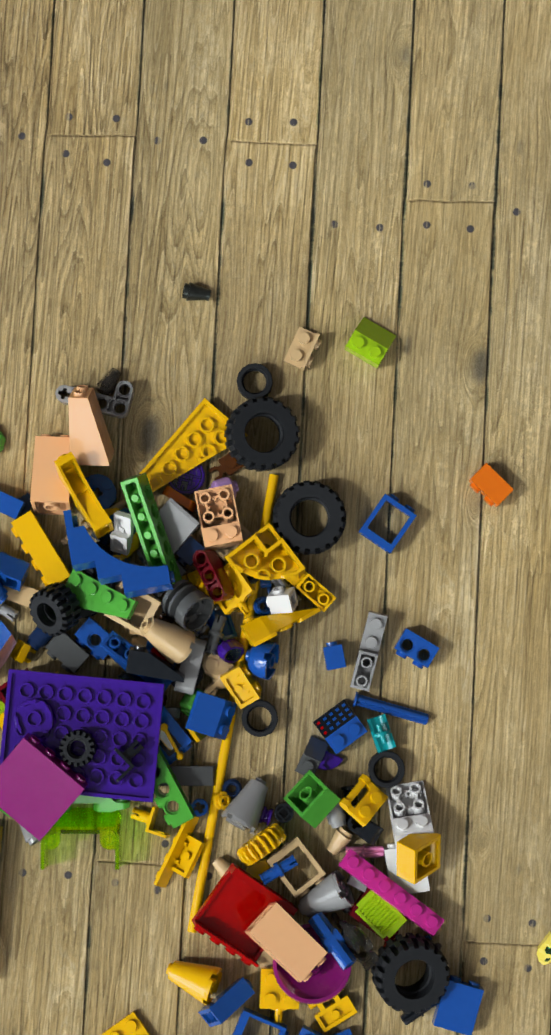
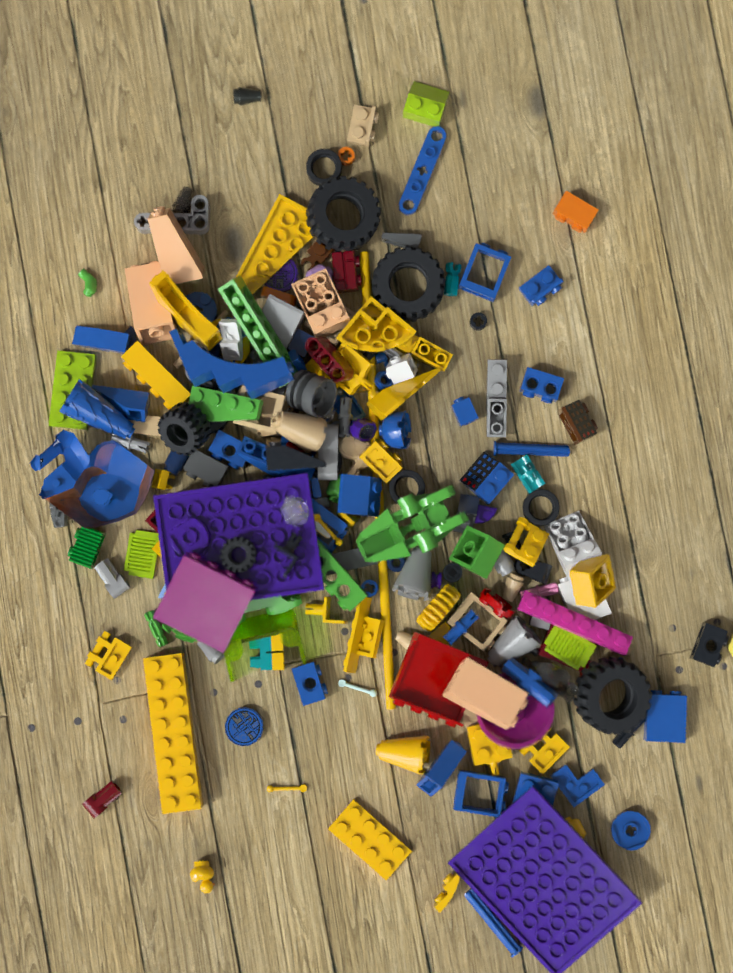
camera: 10 degrees left, 0 degrees up
(44, 914) = (244, 726): none -> tile
(81, 855) = (266, 660): none -> hips
(87, 988) = (302, 788): none -> yellow hinge
(112, 897) = (309, 695): none -> blue brick
(142, 719) = (295, 511): none -> clear head
(150, 894) = (342, 683): none -> light aqua hinge
(170, 699) = (316, 488): none -> blue tile
(181, 568) = (297, 361): none -> blue tile
(217, 800) = (385, 575): yellow plate -> none
(225, 764) = (386, 540): none -> bright green piece
(251, 490) = (345, 271): none -> dark red brick
(276, 370) = (350, 160): none -> orange bush
(318, 474) = (402, 239): none -> dark grey slope
(320, 853) = (500, 605): none -> red plate
(353, 523) = (452, 279): none -> teal bar
(359, 396) = (427, 158): none -> blue piece
(375, 568) = (473, 324): none -> black bush
(439, 549) = (540, 286): none -> blue bracket
(442, 694) = (577, 422): none -> slope
(519, 932) = (701, 653): none -> black brick

